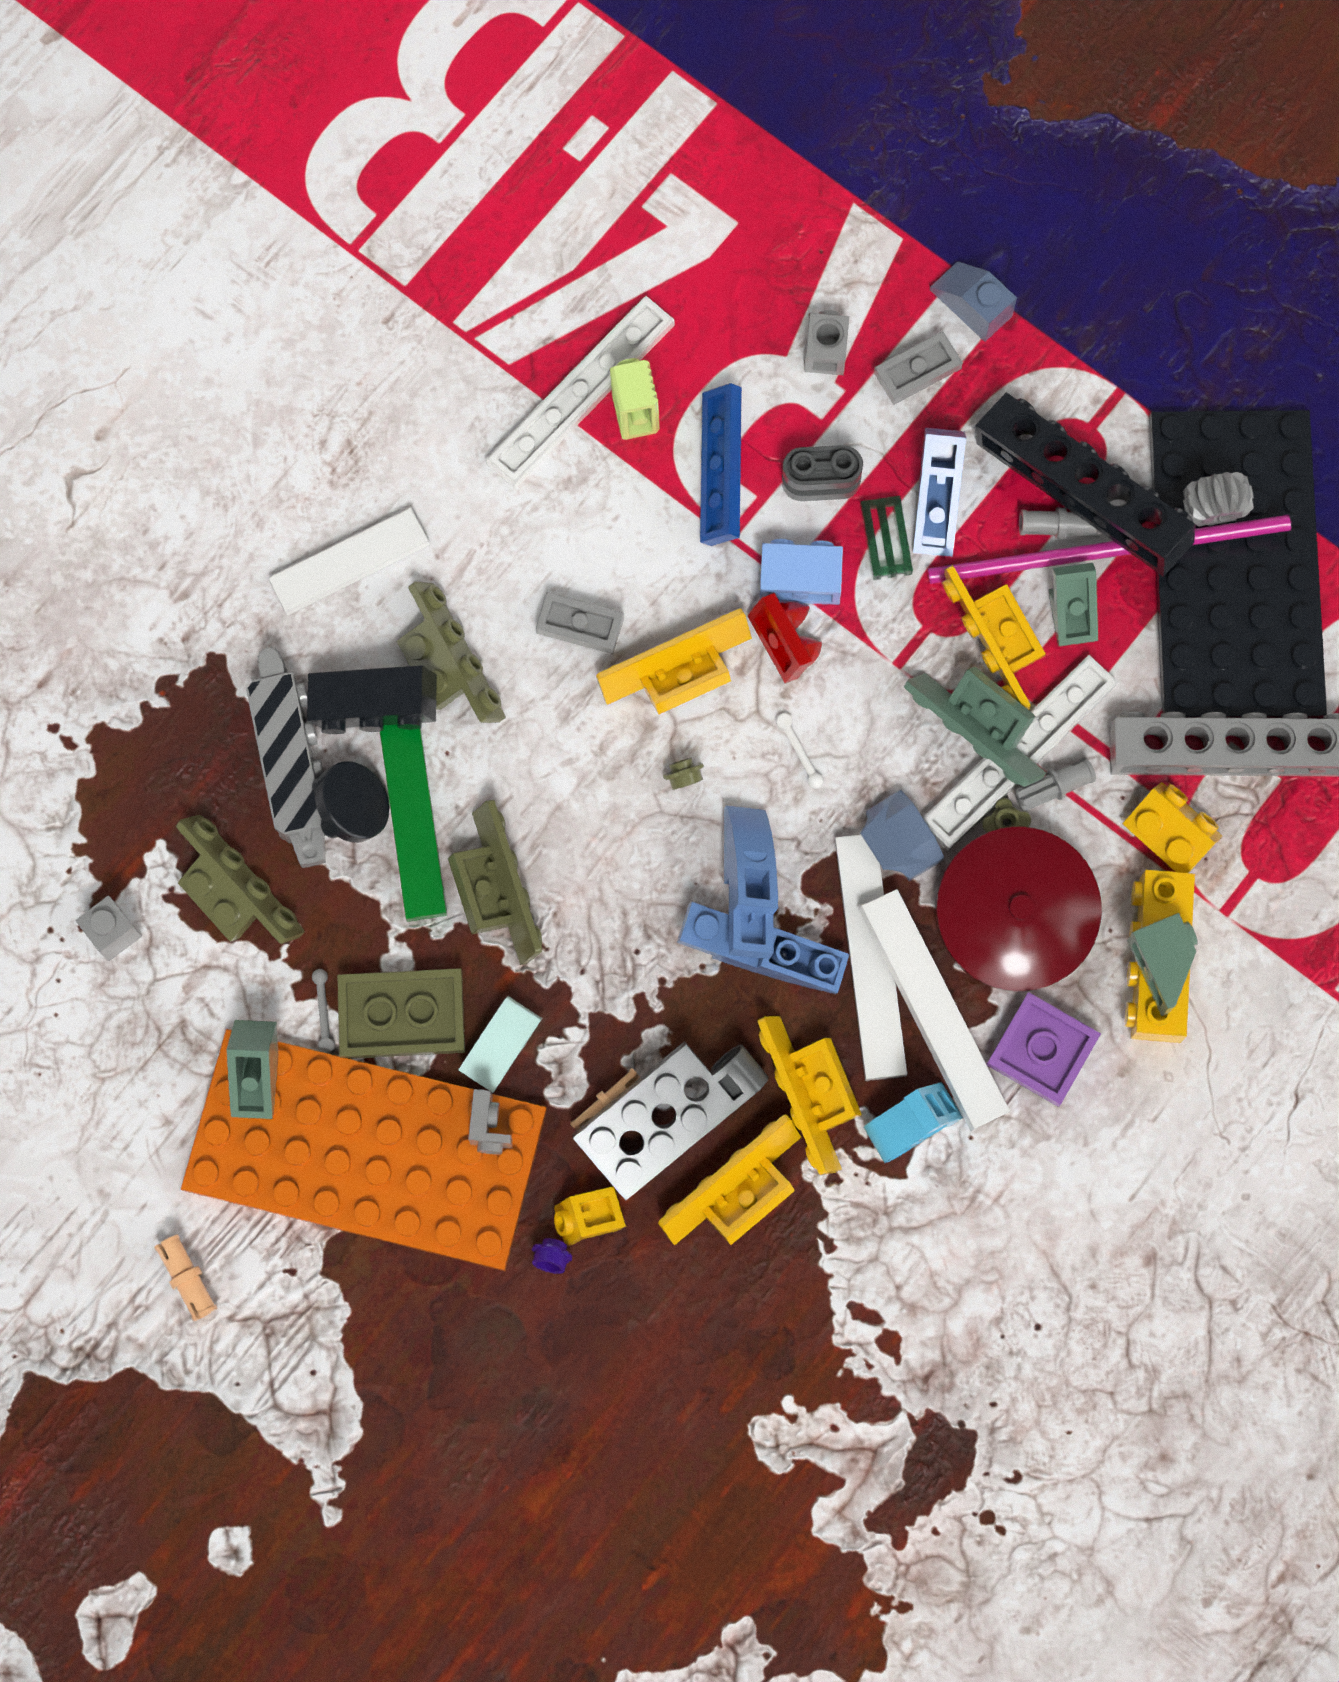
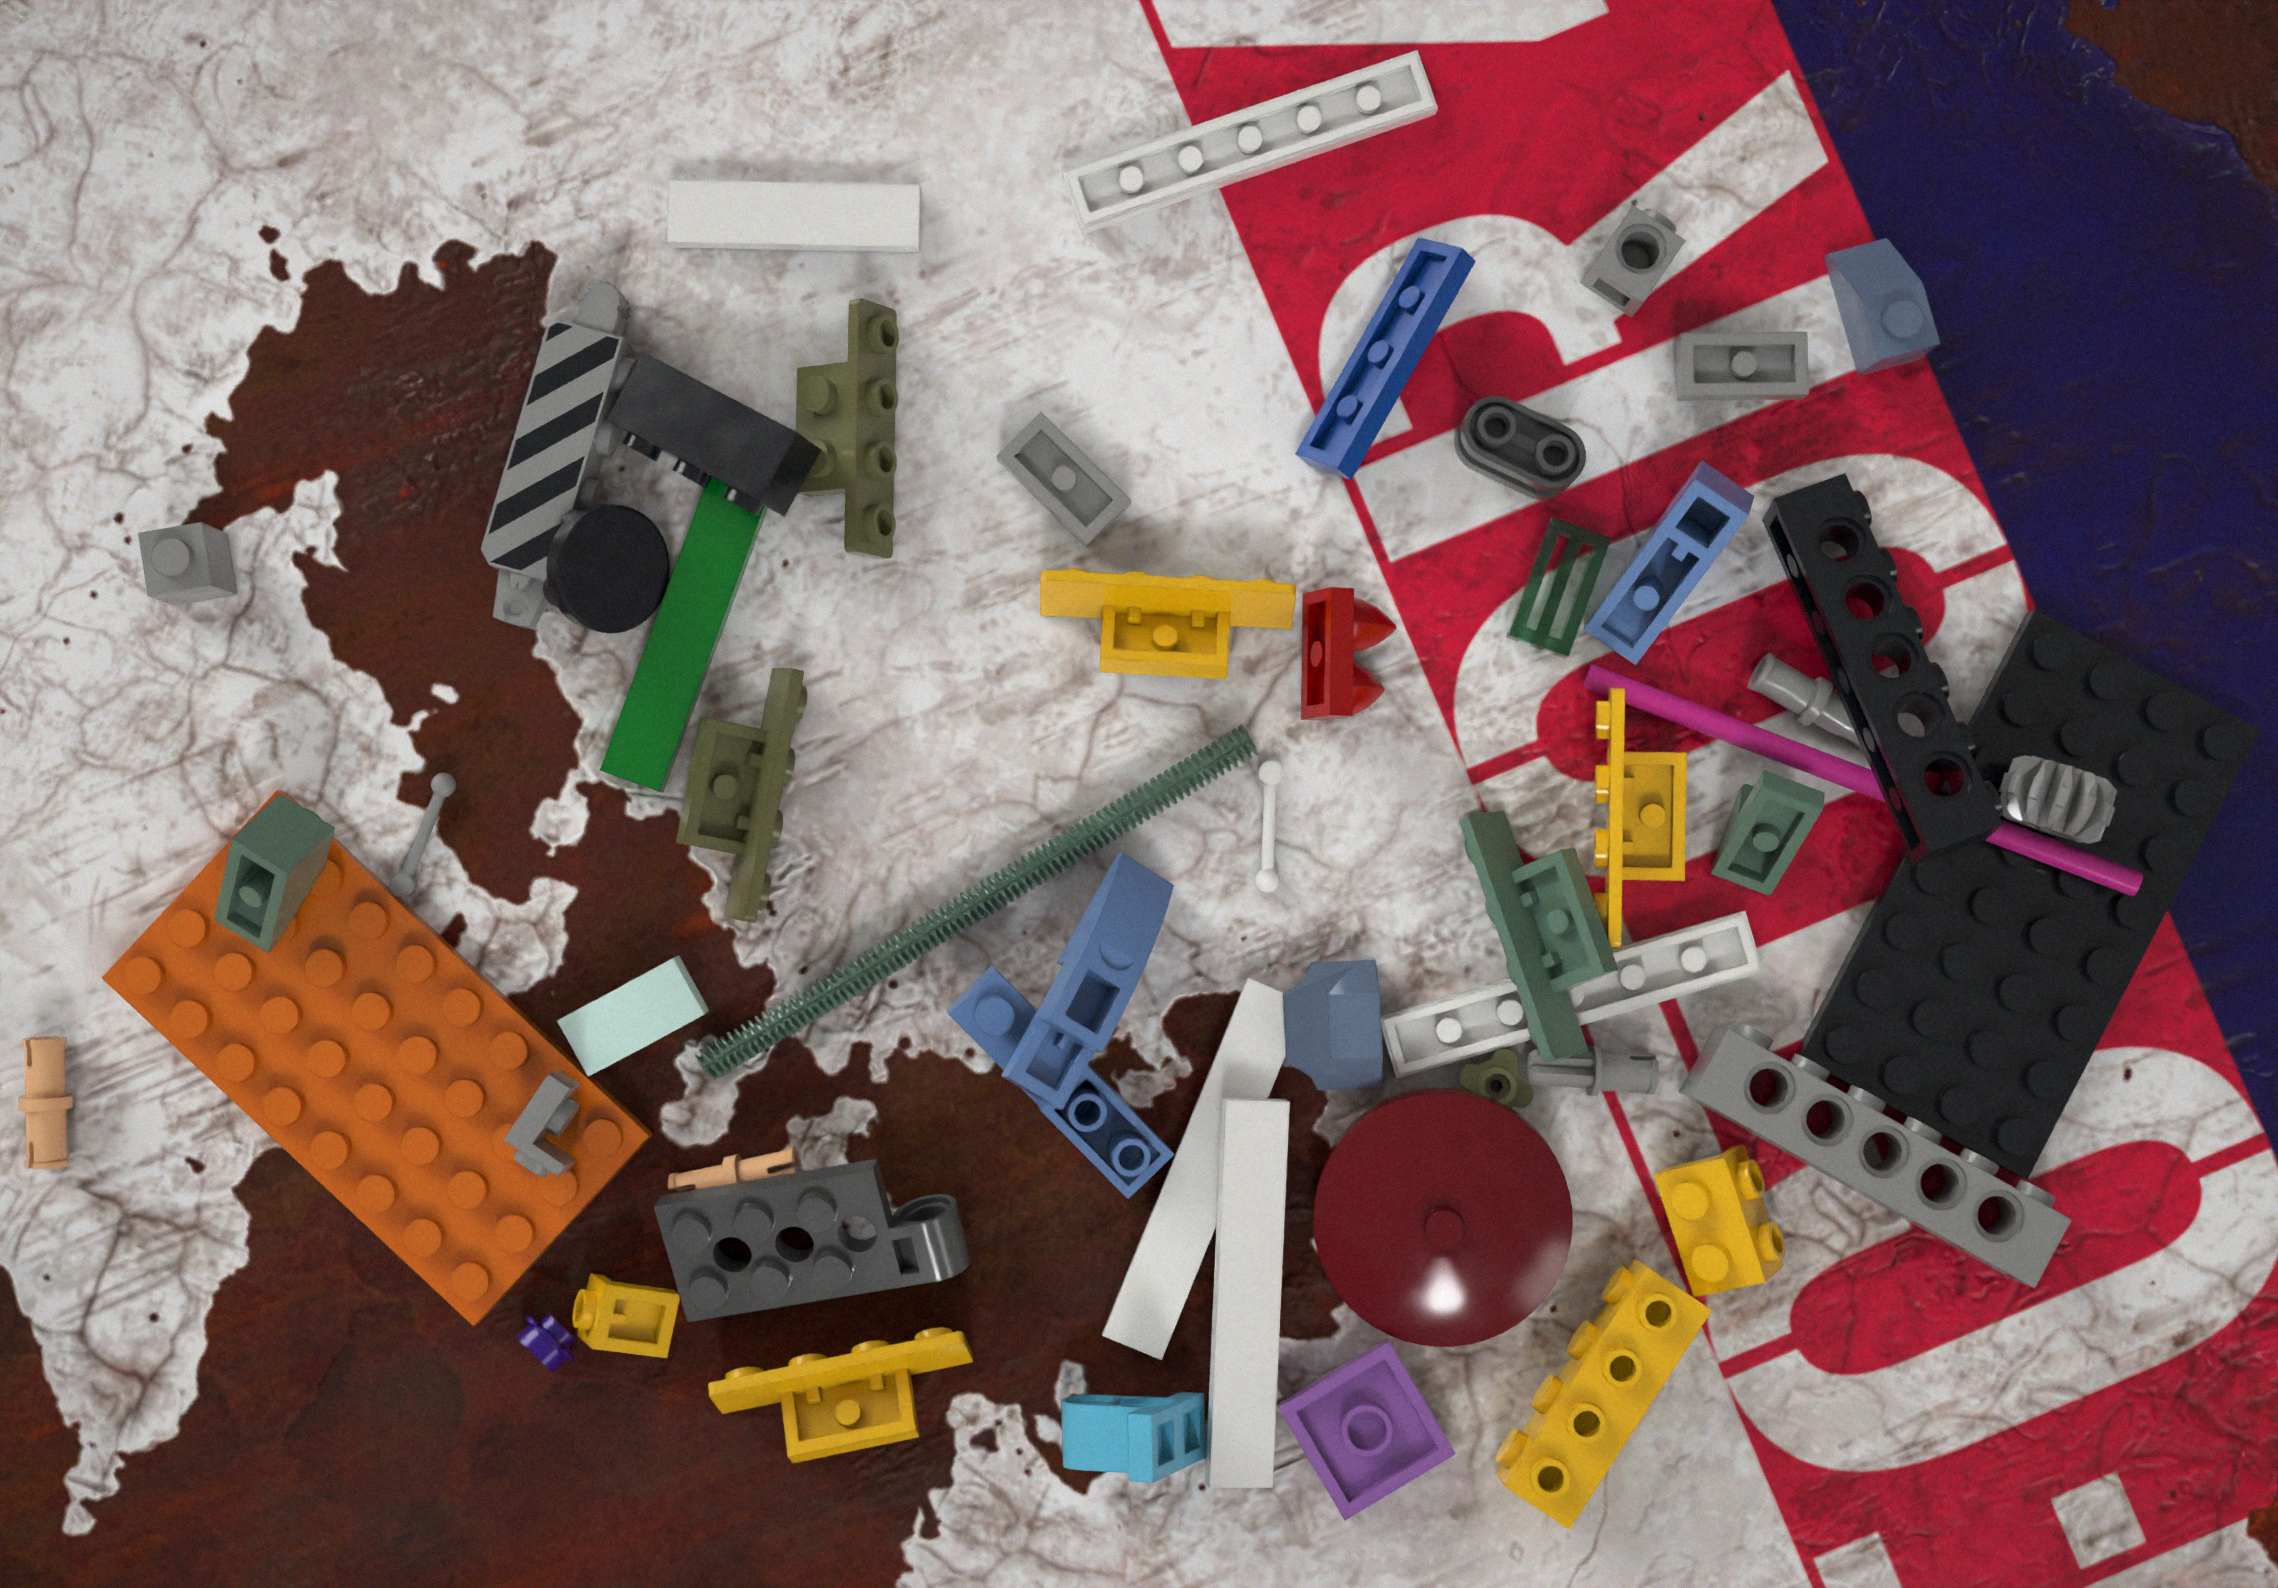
camera: 25 degrees right, 10 degrees up
(229, 889) = (386, 596): olive bracket -> none
(401, 1013) = (522, 899): olive plate -> none
(634, 398) = (1314, 196): yellowish green brick -> none
(658, 879) = (977, 904): none -> sand green axle
(684, 773) = (1089, 774): olive plate -> none
(802, 571) = (1411, 575): light blue brick -> none
(815, 1089) = (1022, 1312): yellow bracket -> none
(1164, 957) = (1600, 1420): sand green slope -> none

